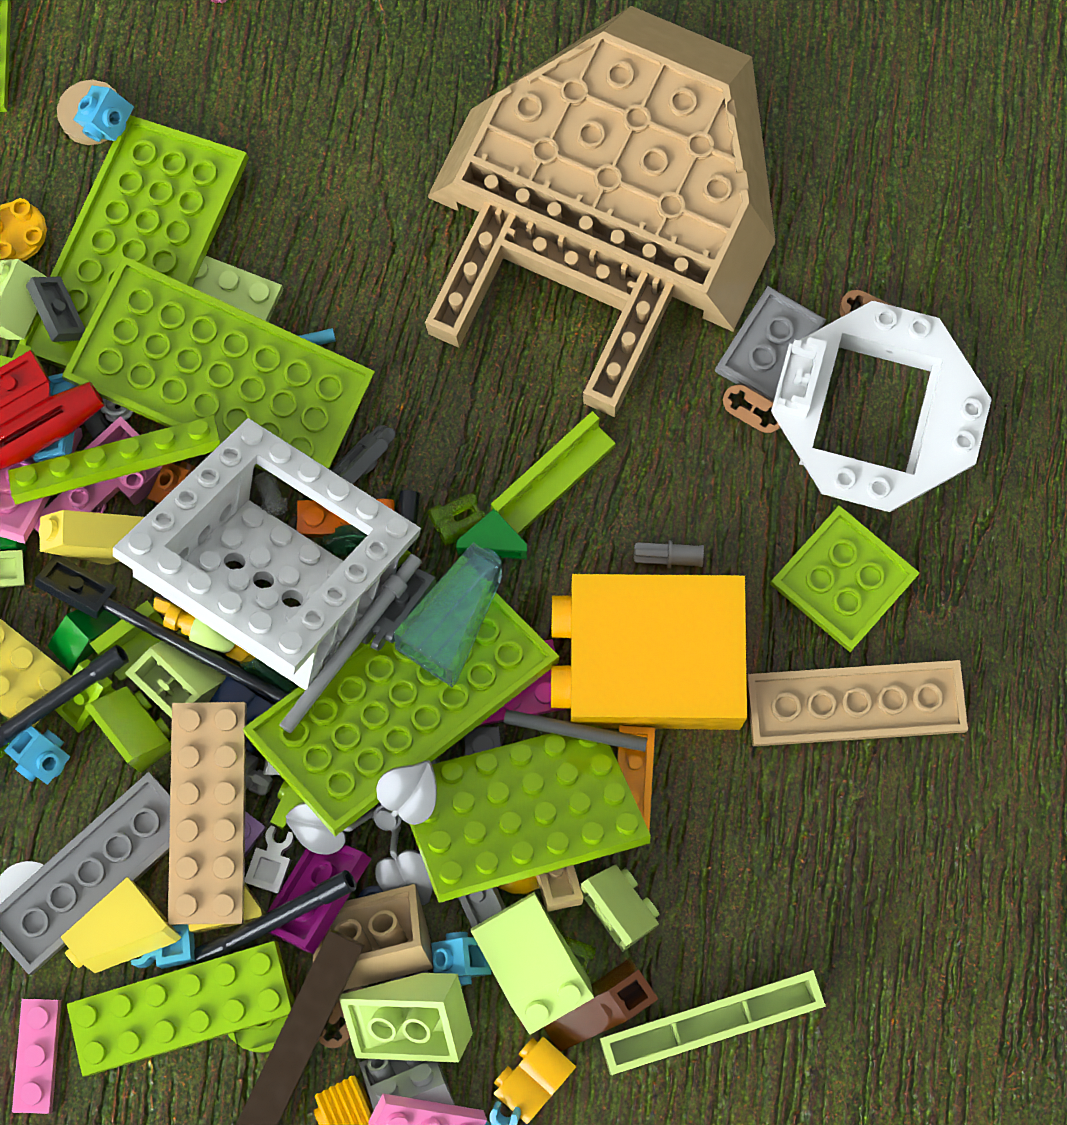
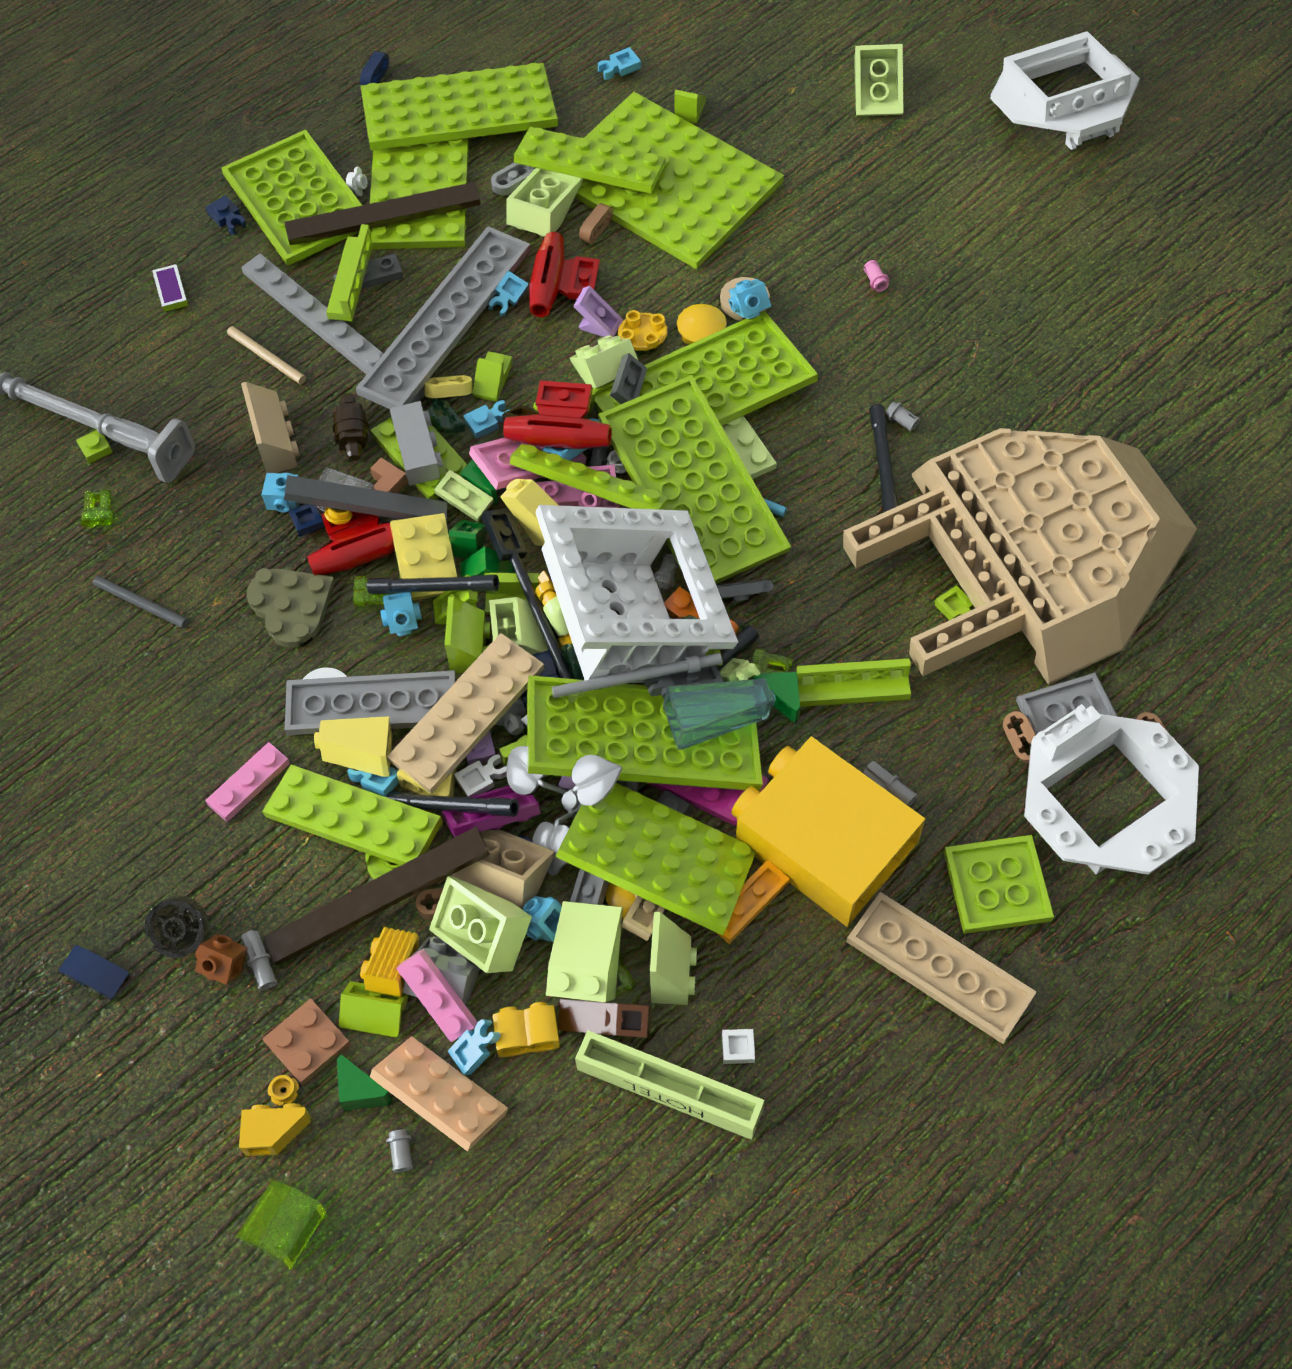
camera: 40 degrees right, 15 degrees down
(32, 613) = (467, 538): none -> green slope
(67, 176) = (699, 322): none -> yellow dish
(366, 135) = (902, 416): none -> light grey pin
(425, 239) = (879, 426): none -> black piece
(434, 551) = (738, 670): none -> yellowish green plate
(575, 730) = (736, 838): dark grey bar -> none
(585, 313) = (954, 603): none -> lime plate
(739, 931) = (738, 1046): none -> white plate

